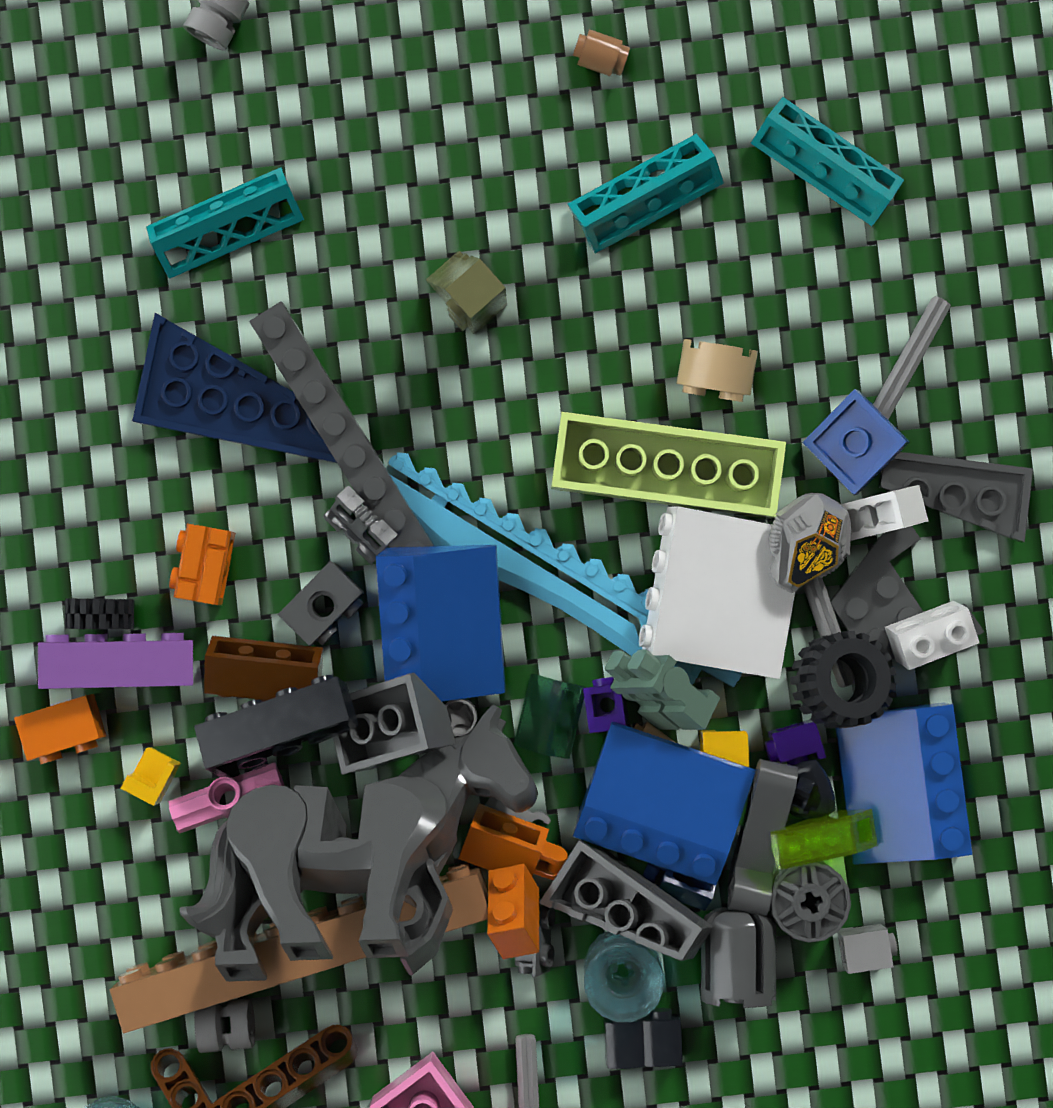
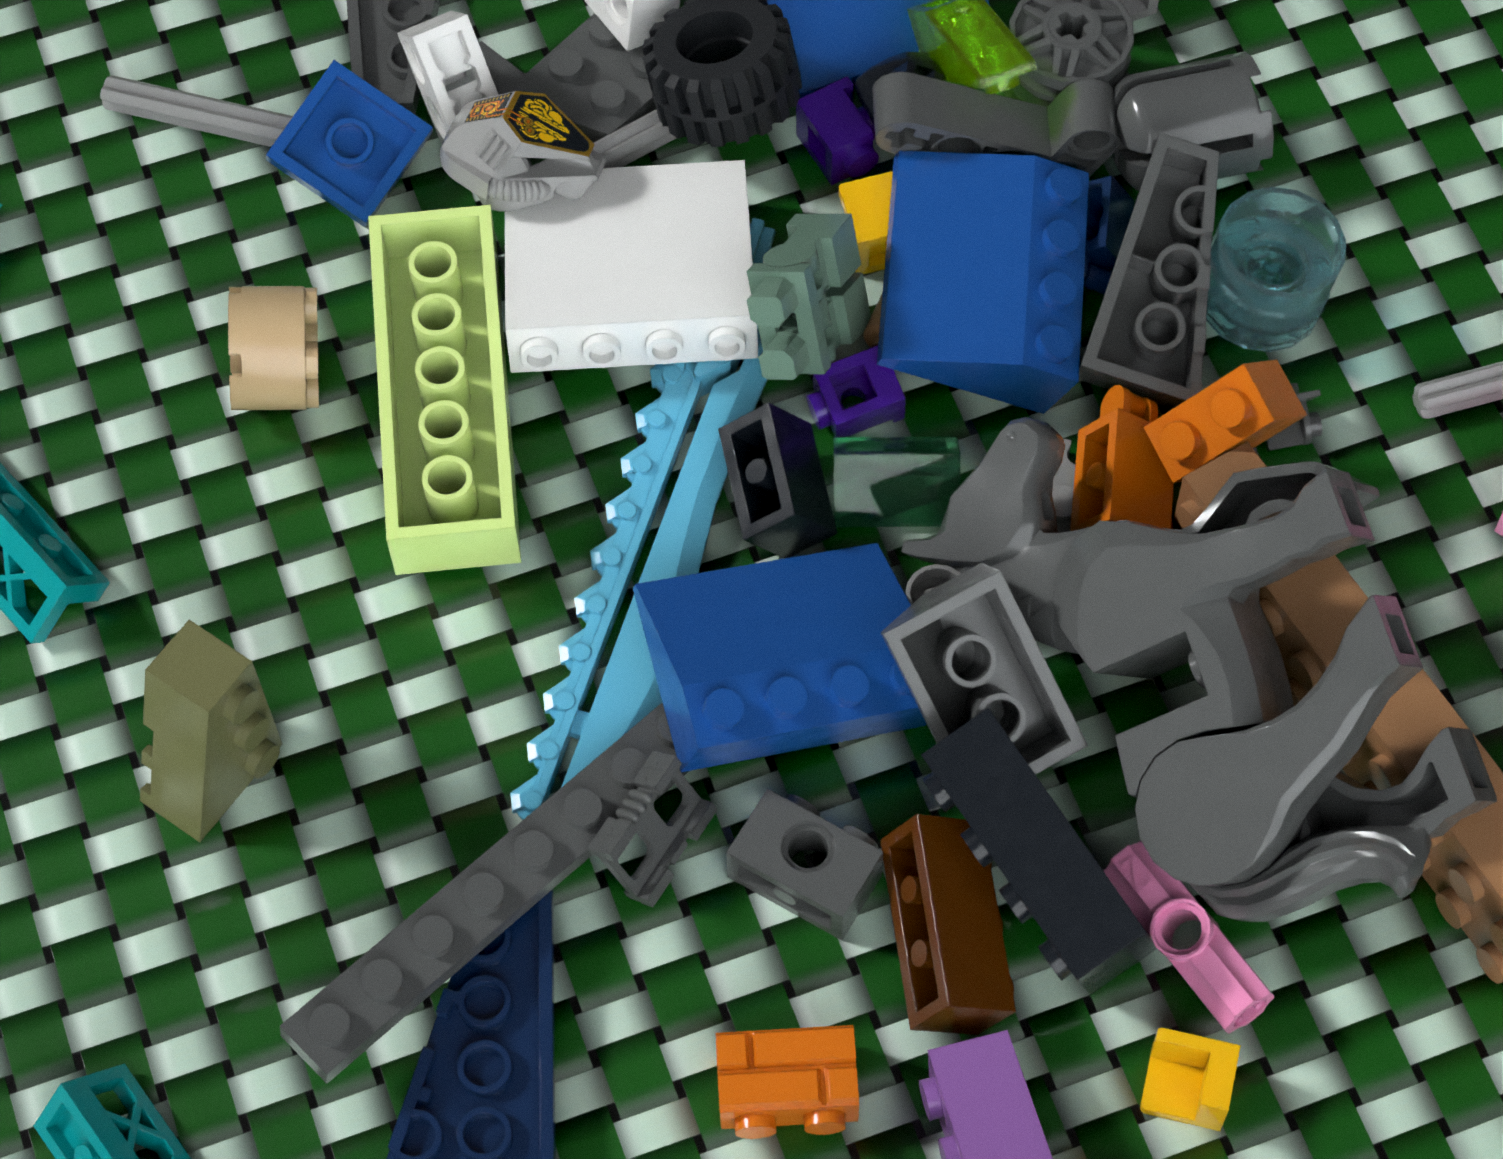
camera: 105 degrees left, 25 degrees down
(555, 645) = (777, 481): none -> black brick
(645, 1042) = (1379, 242): black brick -> none

